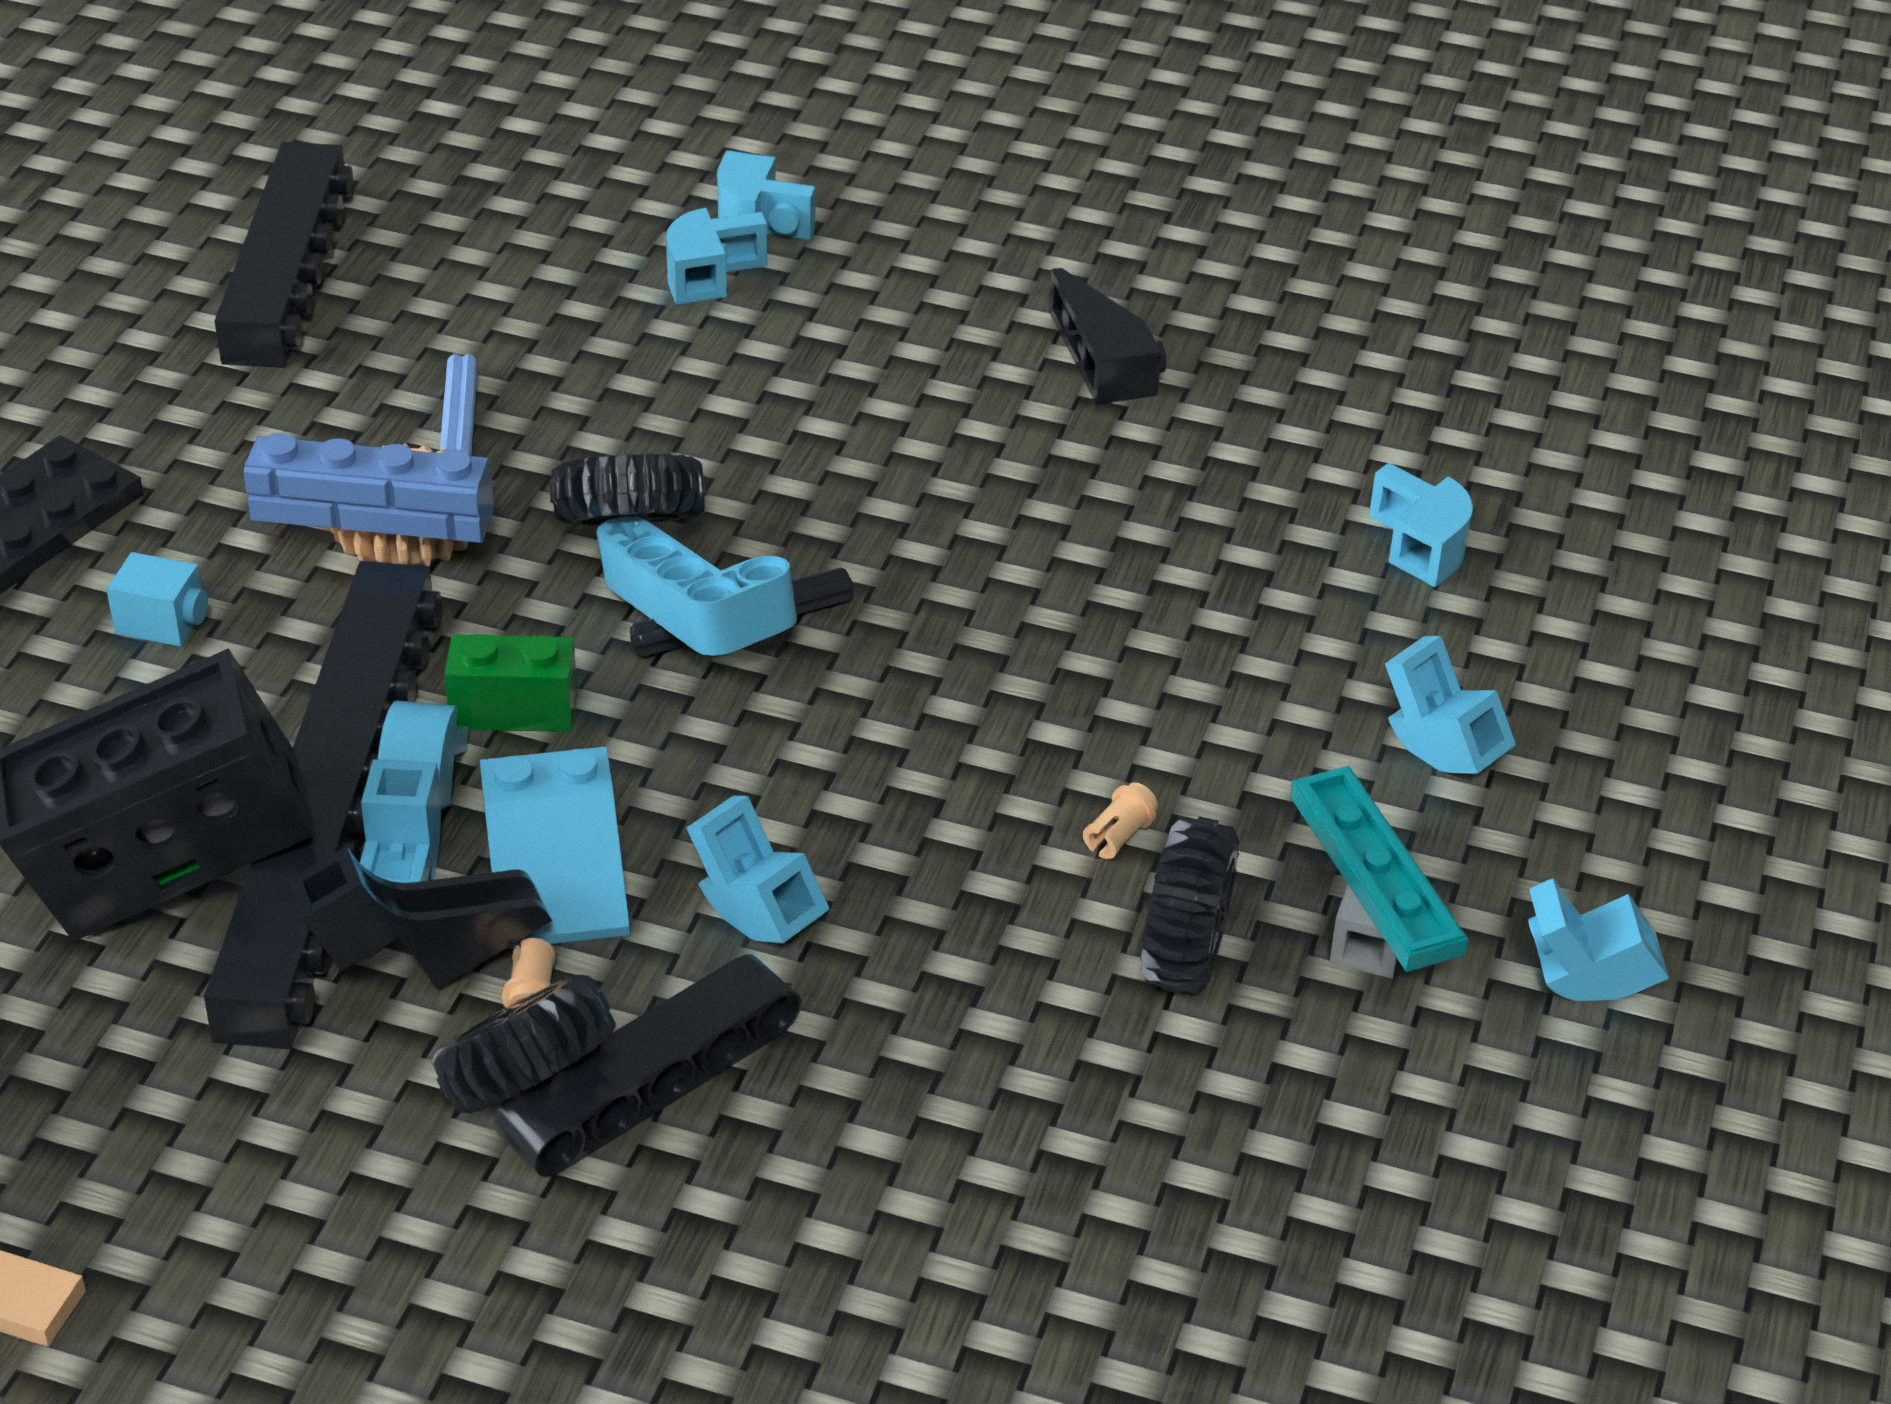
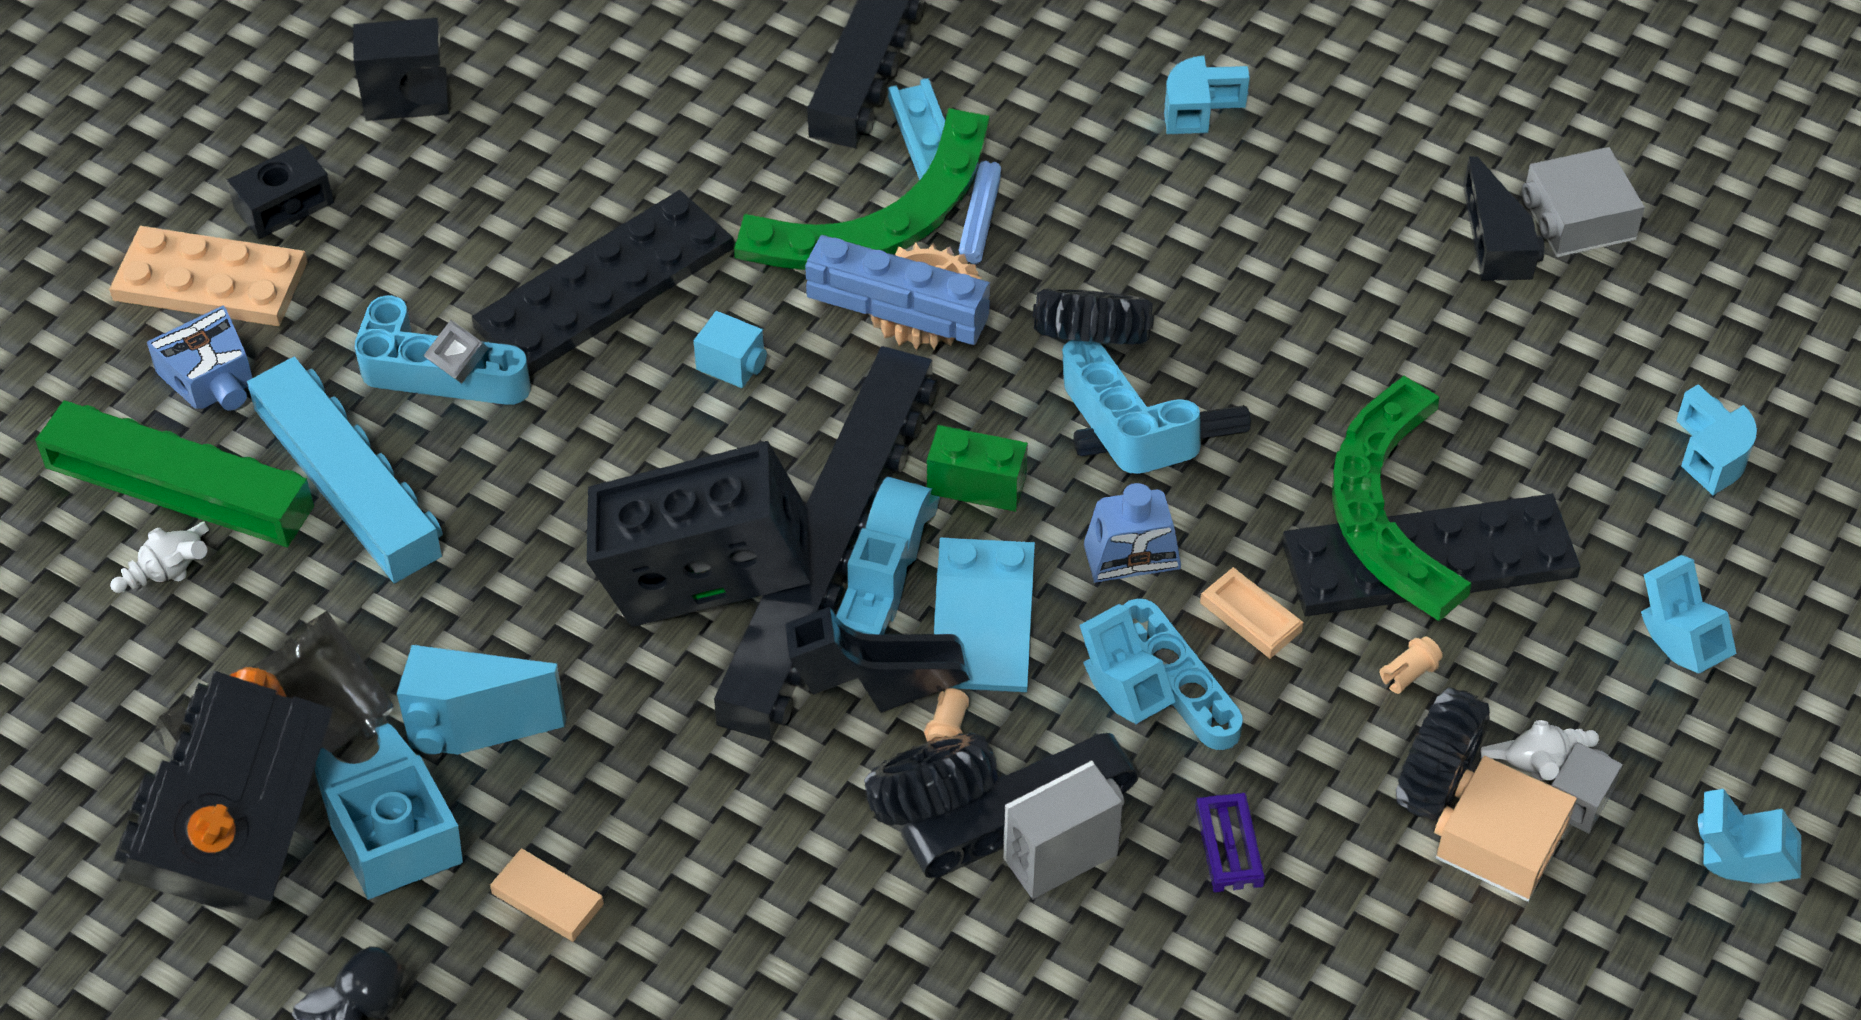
camera: 15 degrees right, 10 degrees up
(372, 336) = (919, 122): none -> medium azure hinge
(376, 419) = (892, 227): none -> green plate
(714, 1075) = (1062, 829): none -> light grey piece
(731, 724) = (1131, 535): none -> medium blue torso
(750, 186) = (1245, 43): medium azure brick -> none
(840, 871) = (1188, 670): none -> medium azure beam
(903, 796) = (1251, 612): none -> light nougat tile
(953, 1101) = (1235, 876): none -> dark purple tile
(1015, 649) = (1361, 504): none -> green plate
(1109, 699) = (1483, 542): none -> black plate
(1199, 302) = (1583, 201): none -> light grey piece
(1286, 982) = (1503, 827): none -> light nougat piece
(1304, 889) = (1541, 749): none -> white piece
(1378, 869) = (1593, 750): teal tile -> none

